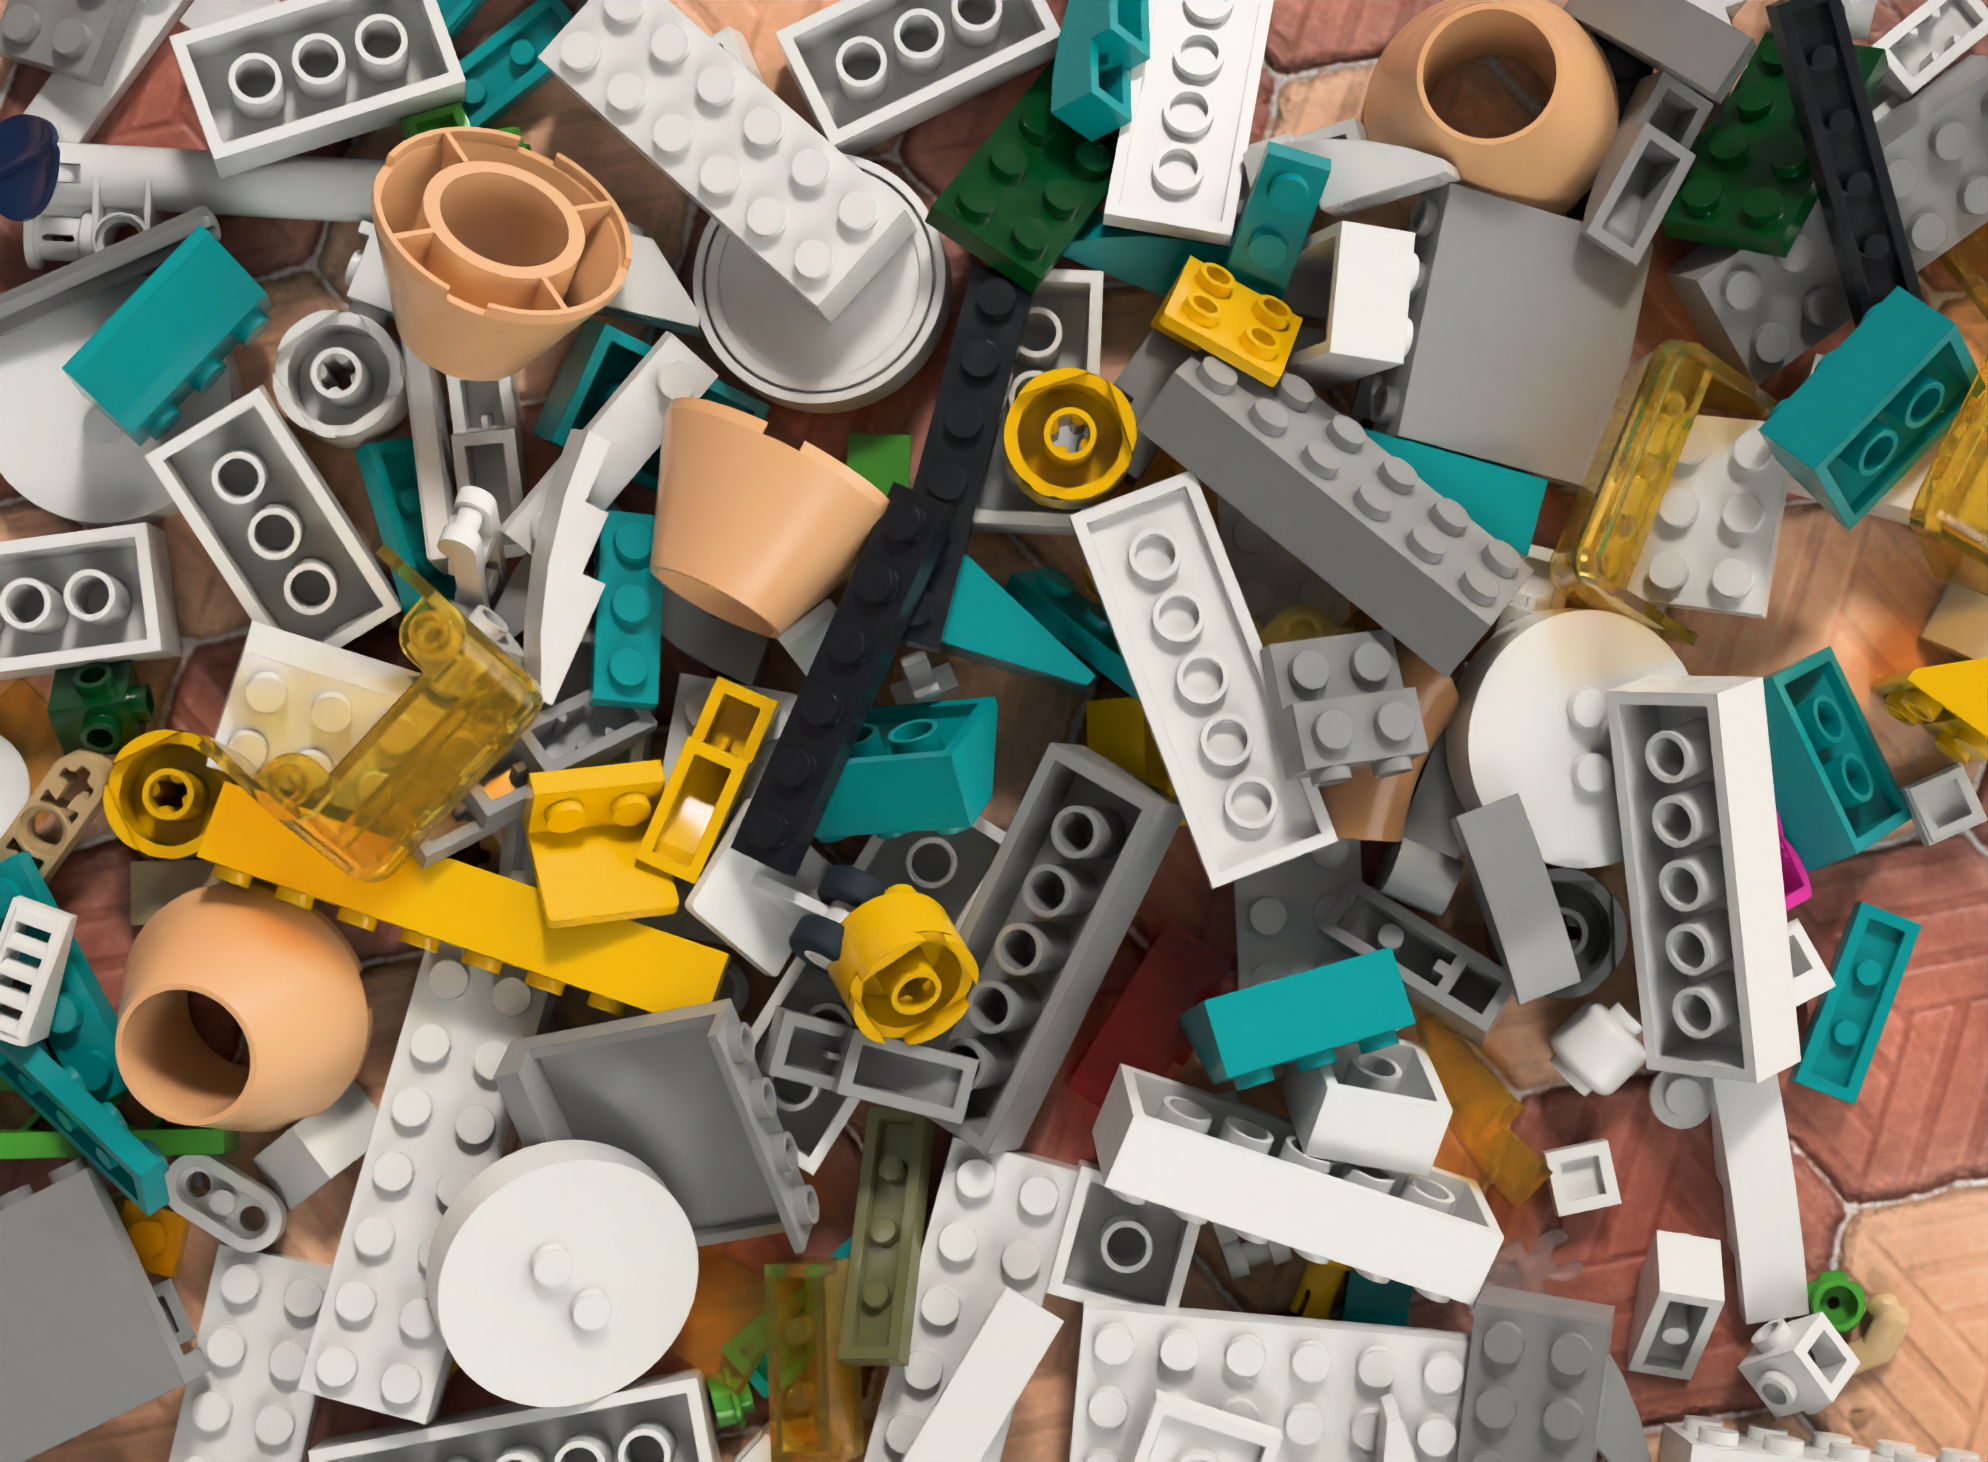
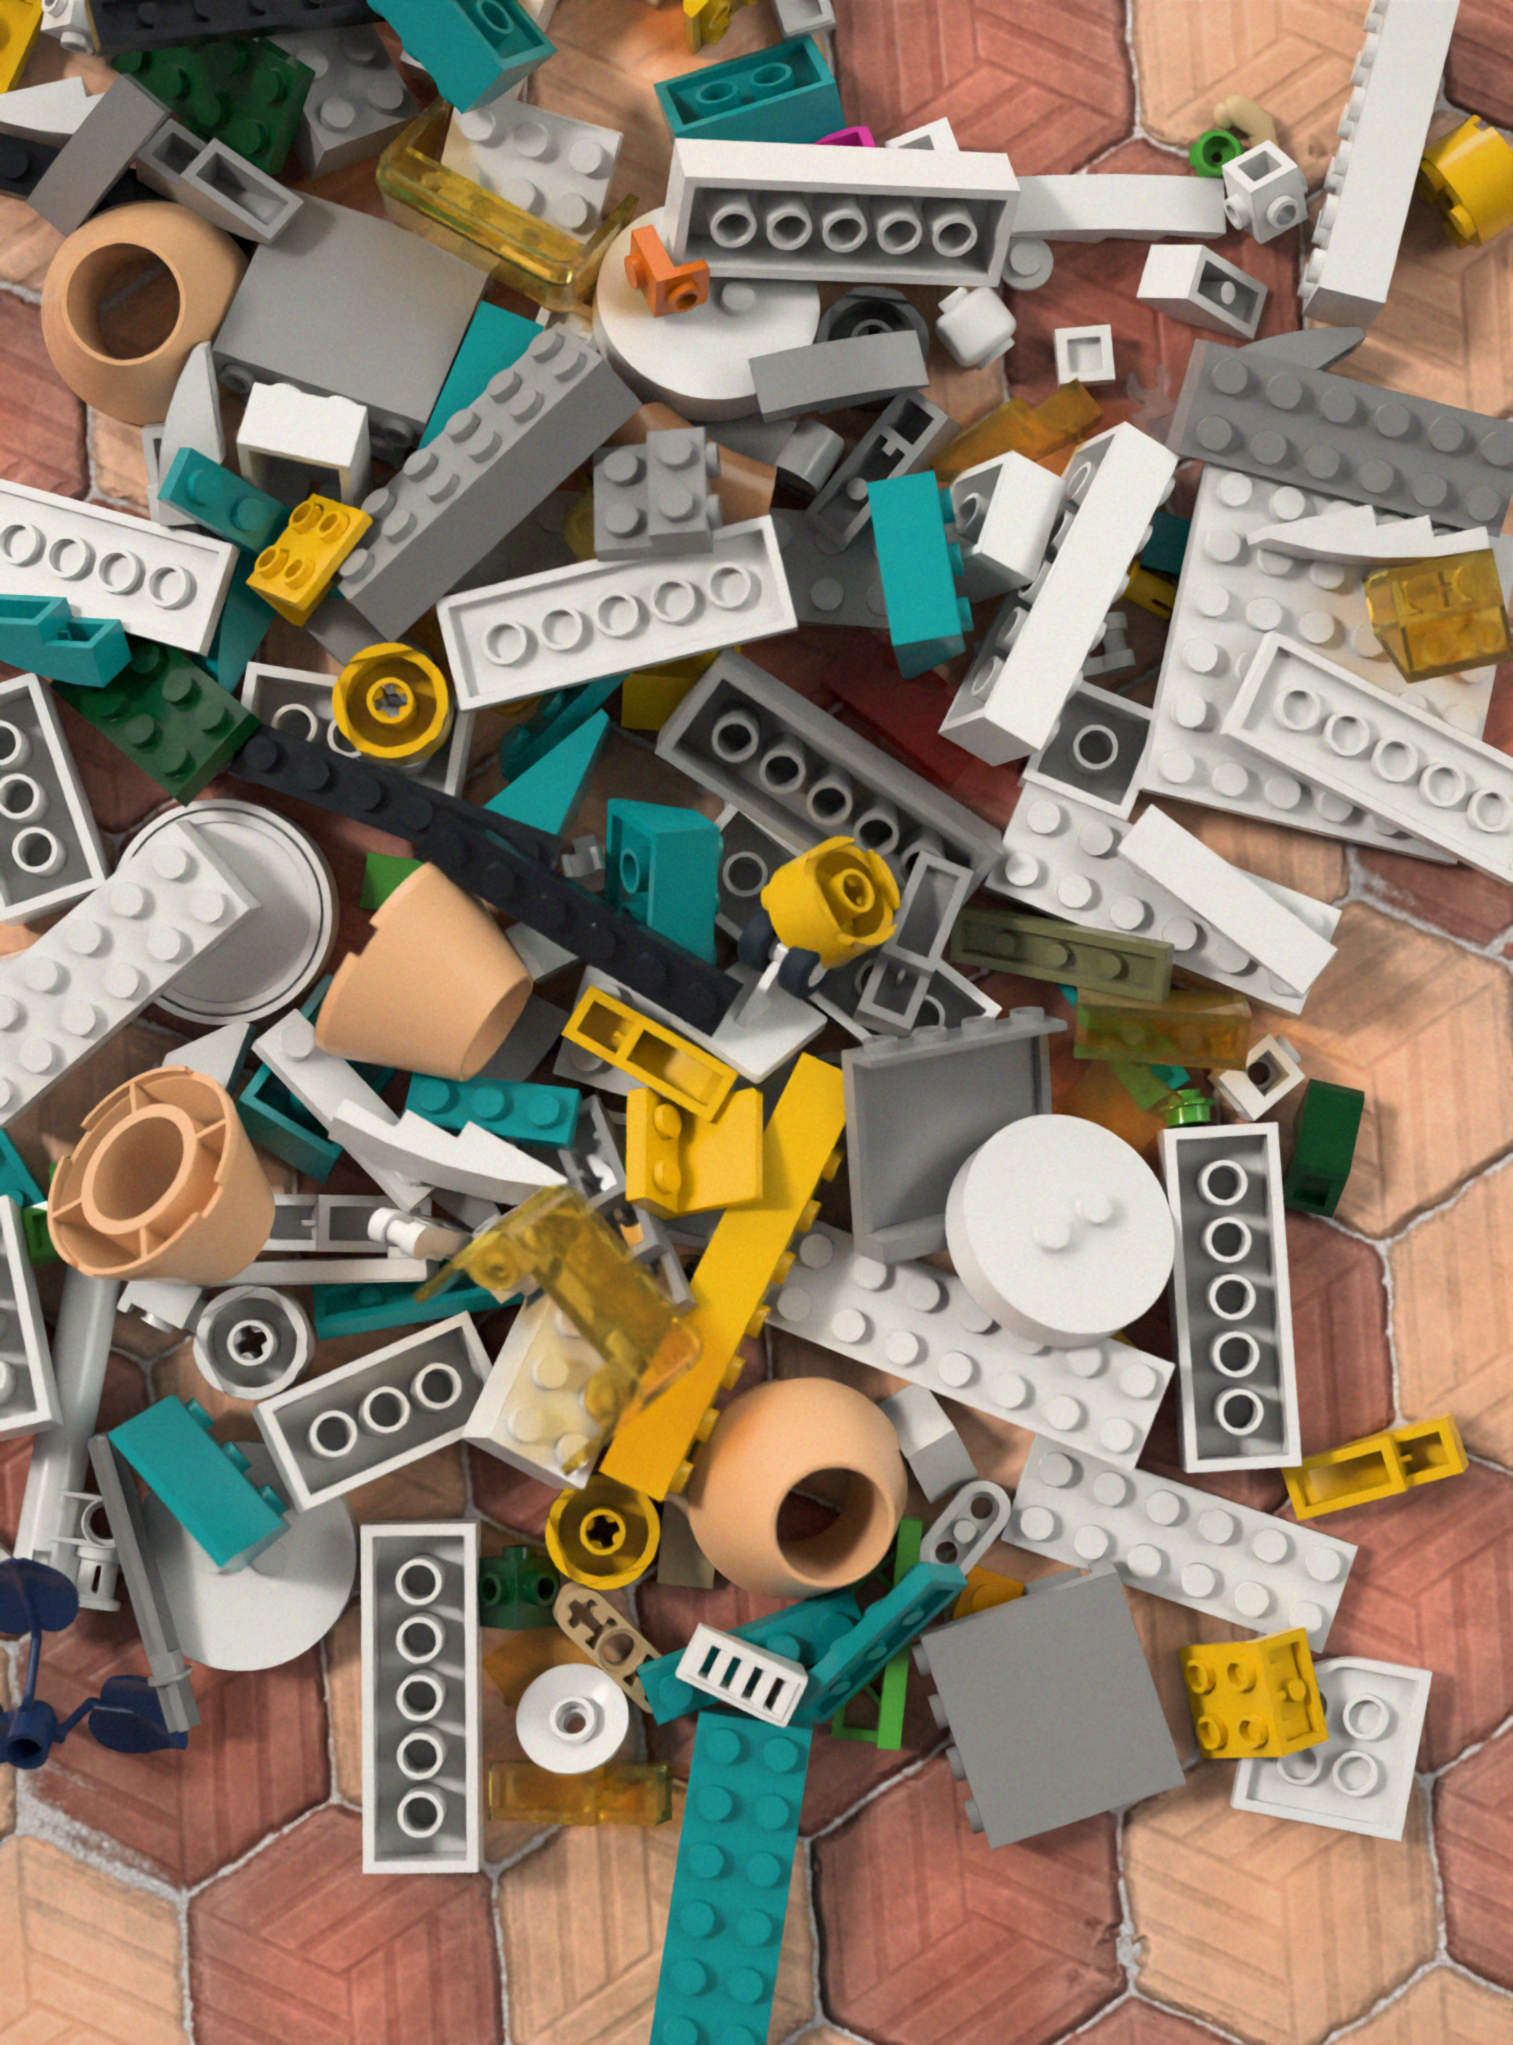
camera: 75 degrees left, 0 degrees up
(1591, 684) = (663, 285): none -> orange bracket
(1855, 1011) = (972, 106): teal plate -> none

